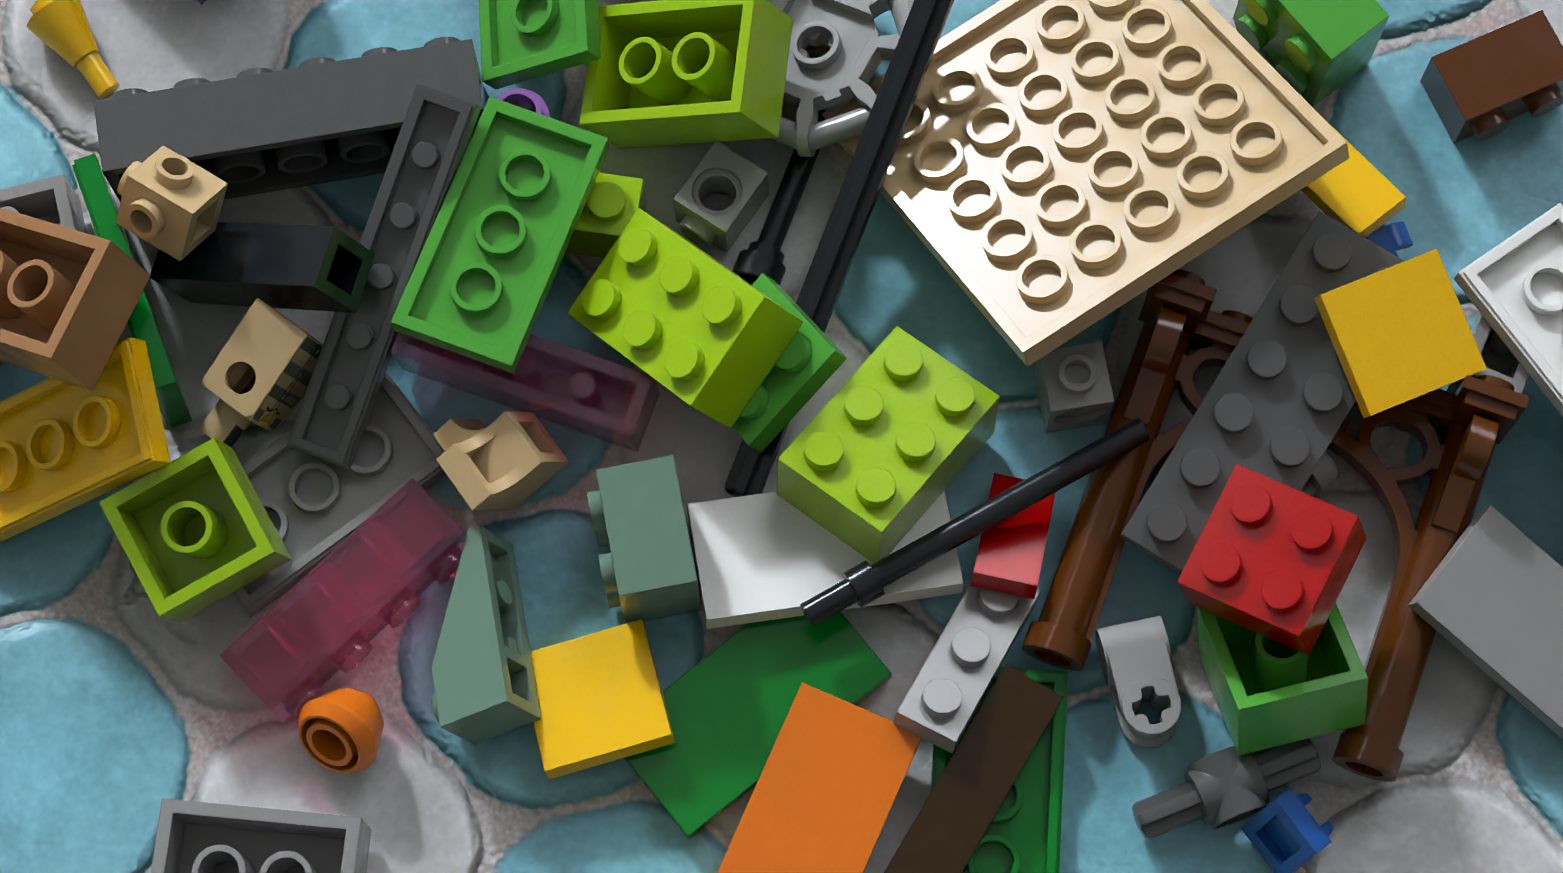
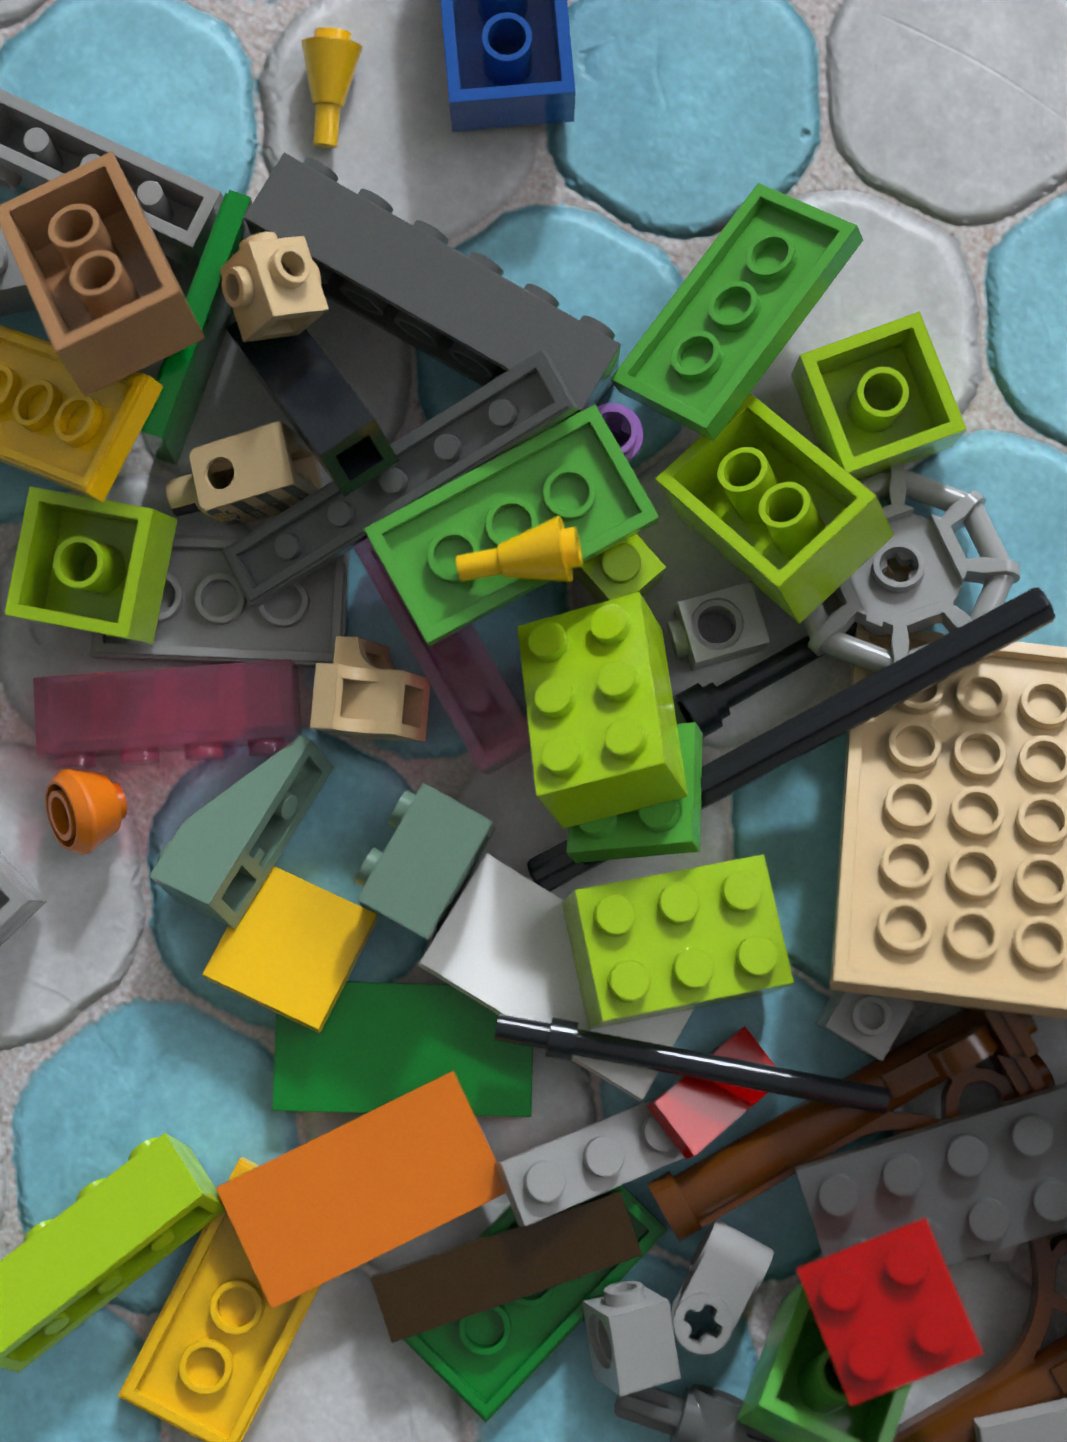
camera: 40 degrees right, 10 degrees up
(540, 230) = (538, 554): none -> yellow cone
(1107, 765) = (631, 1338): none -> light grey brick

